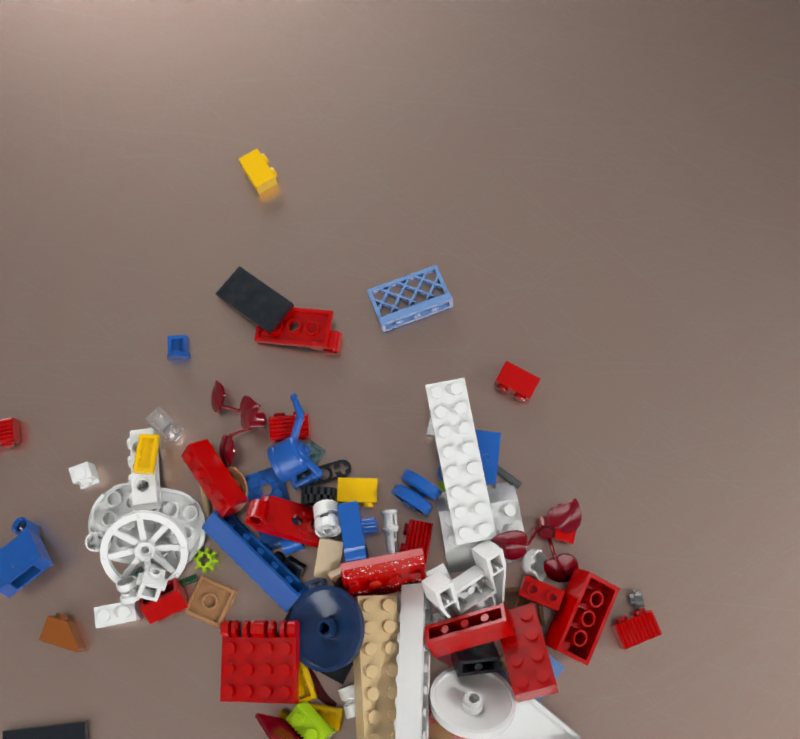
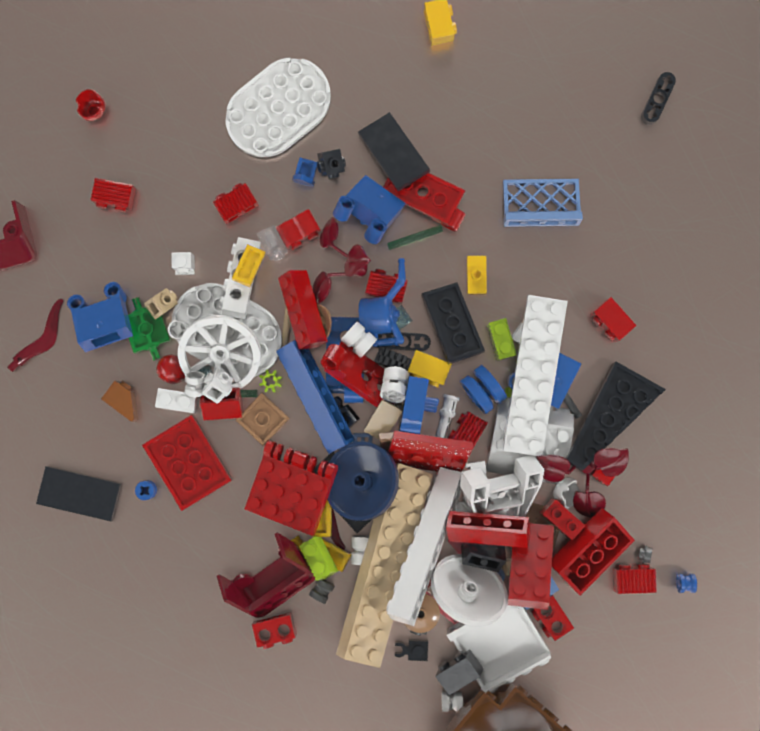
camera: 10 degrees right, 10 degrees up
(67, 552) = (147, 331): none -> green plate
(73, 521) = (161, 303): none -> tan brick
(101, 585) = (170, 369): none -> red hair
(117, 716) = (150, 490): none -> blue wheel
(118, 400) = (235, 203): none -> red brick
(132, 298) = (278, 107): none -> white plate
(147, 674) = (187, 462): none -> red plate
(187, 403) = (298, 229): none -> red brick
(201, 325) = (331, 163): none -> black brick
(247, 355) = (370, 205): none -> blue piece
(278, 487) = (358, 339): none -> white wheel
(302, 371) = (415, 237): none -> clear green bar
(365, 439) = (453, 323): none -> black tile
(372, 386) = (476, 275): none -> yellow plate
(417, 438) = (501, 339): none -> lime brick
(477, 175) = (657, 90): none -> black beam
(551, 462) = (614, 409): none -> black wing
(570, 695) = (554, 614): none -> red brick
(688, 613) = (686, 583): none -> blue wheel

